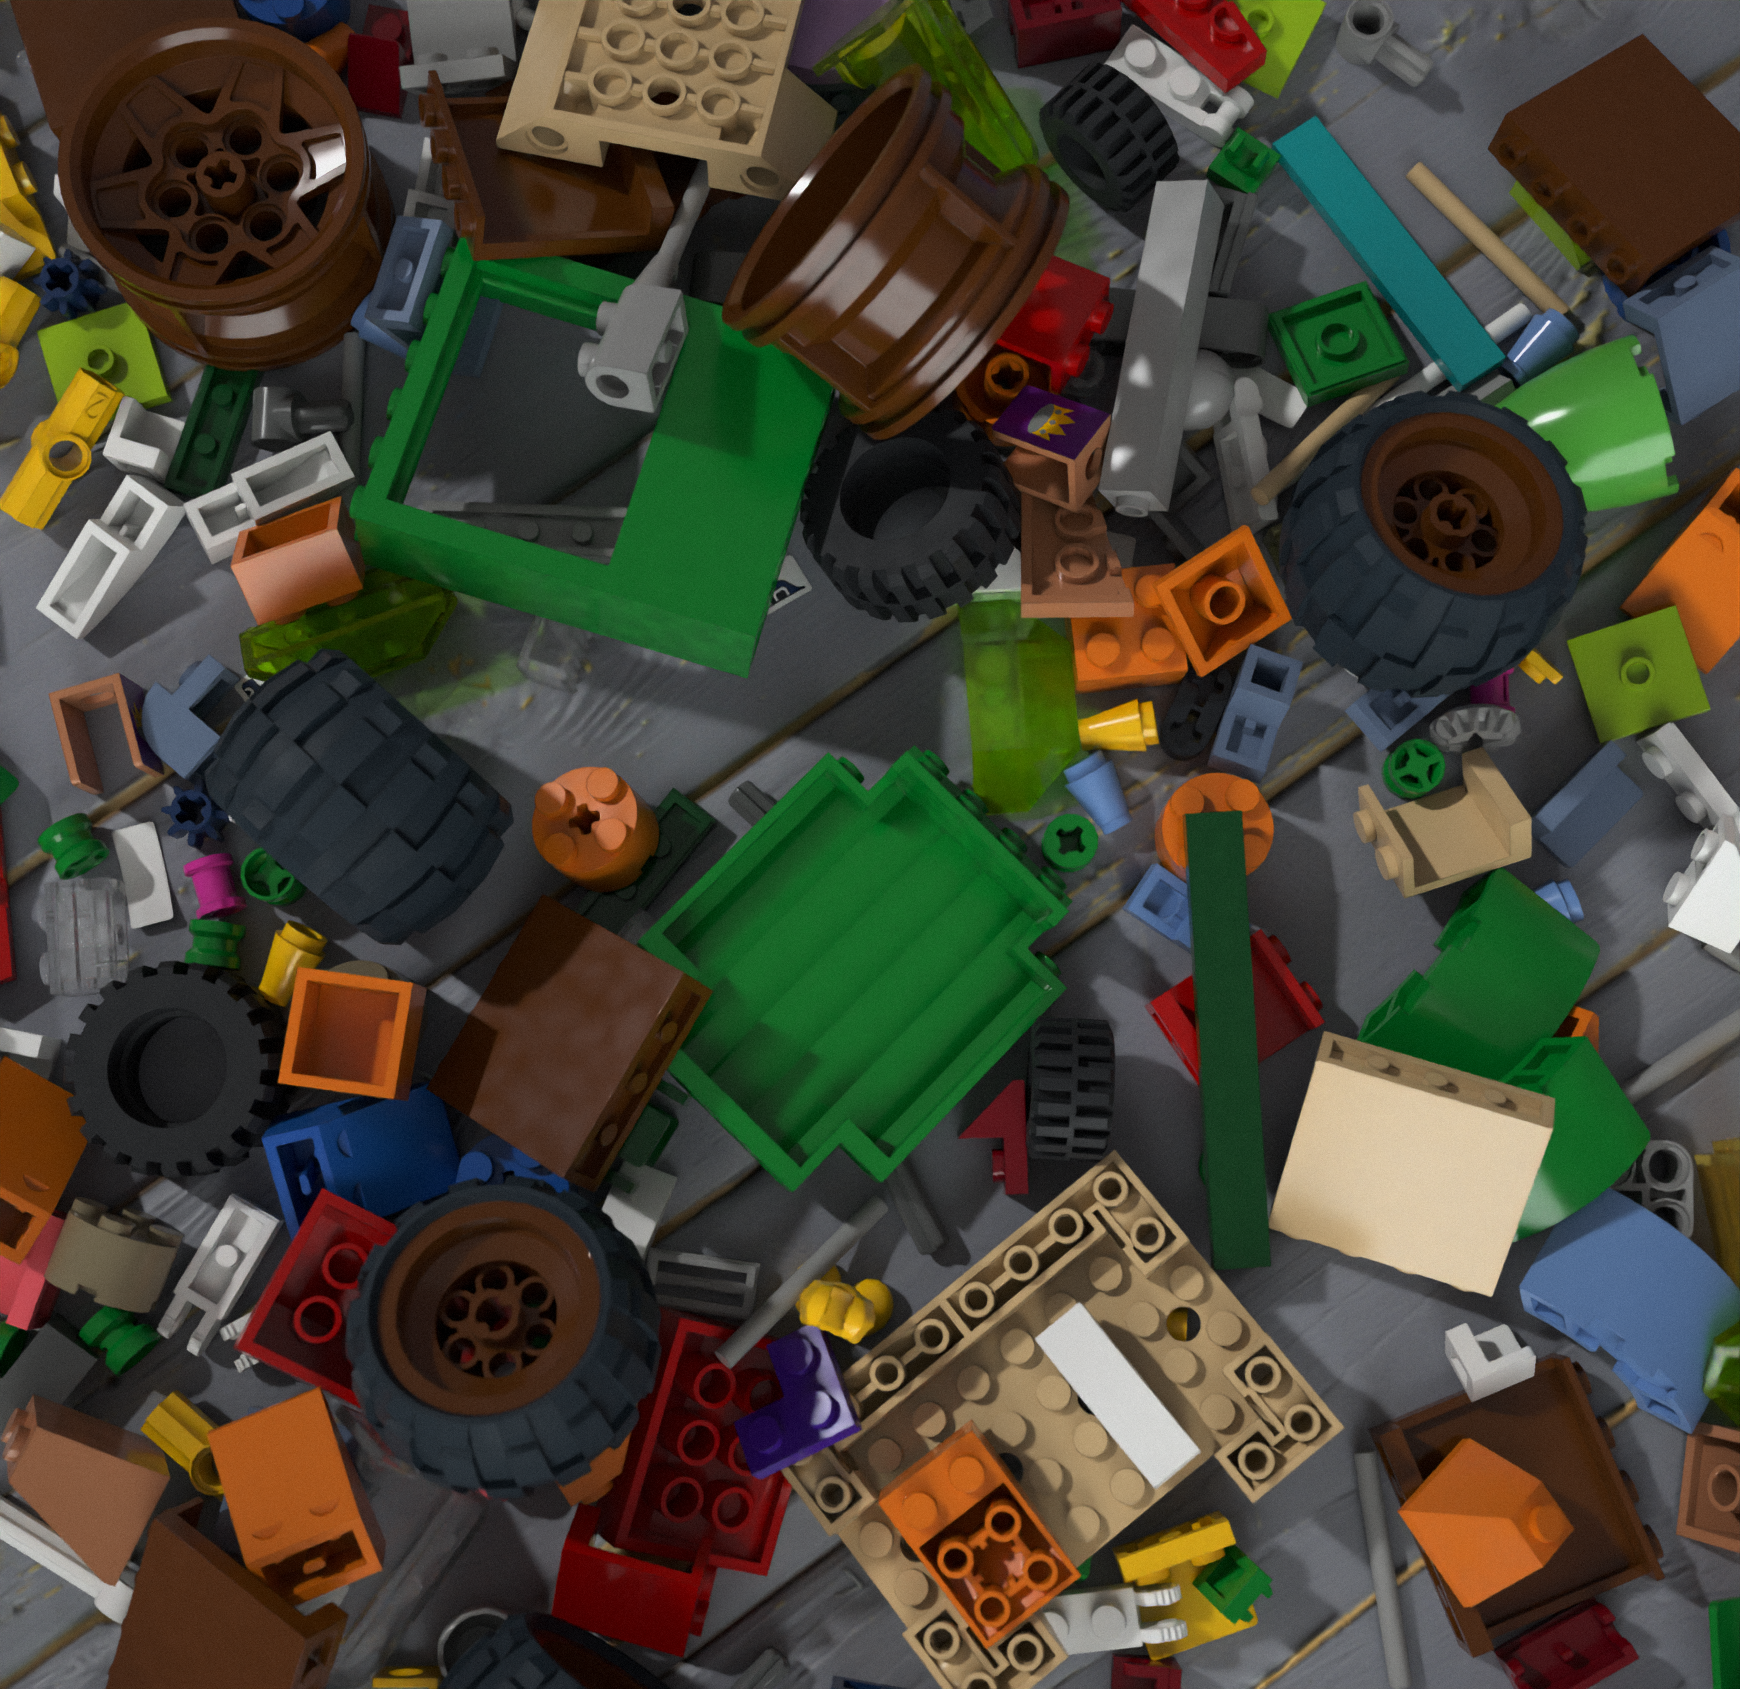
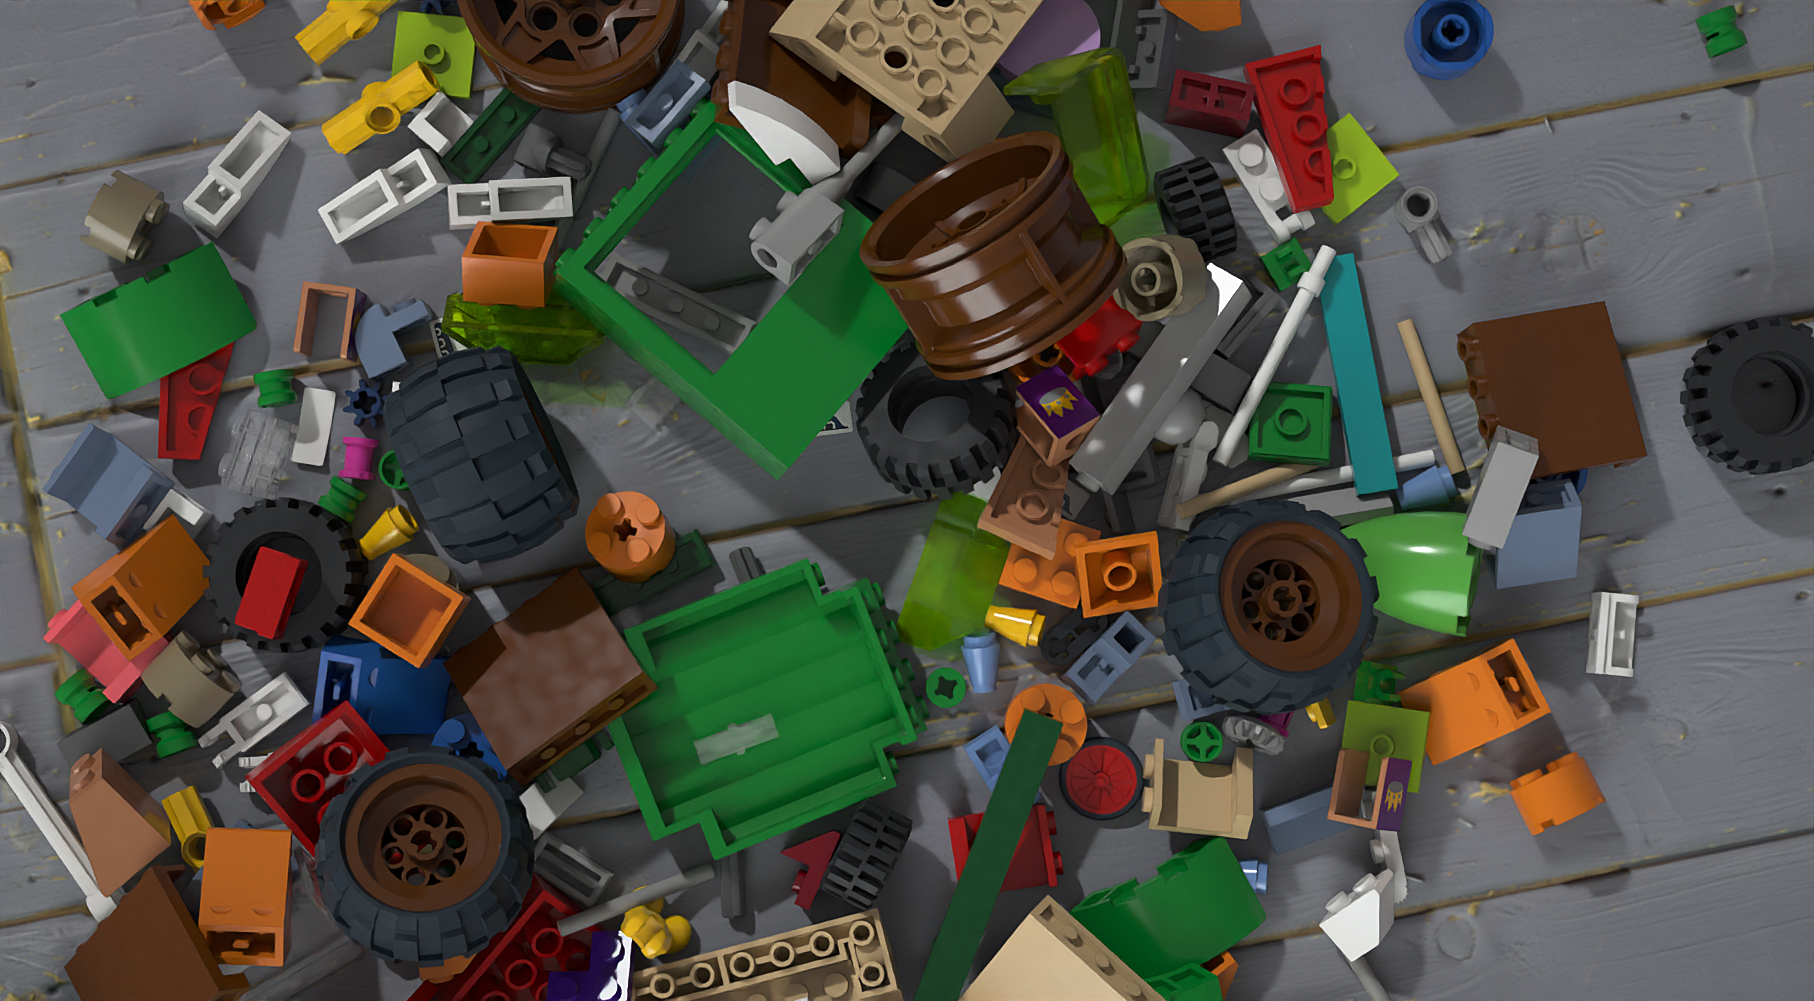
camera: 20 degrees right, 5 degrees up
(166, 1092) = (271, 593): none -> red panel
(566, 230) = (784, 131): none -> white slope
(839, 1018) = (736, 739): none -> clear pin
(1135, 215) = (1161, 277): none -> dark tan brick
(1284, 174) = (1309, 286): none -> white bar
(1314, 870) = (1102, 779): none -> red wheel
(1594, 604) = (1377, 683): none -> green tile
(1626, 740) = (1349, 787): none -> nougat piece
(1646, 274) = (1500, 488): none -> light grey slope

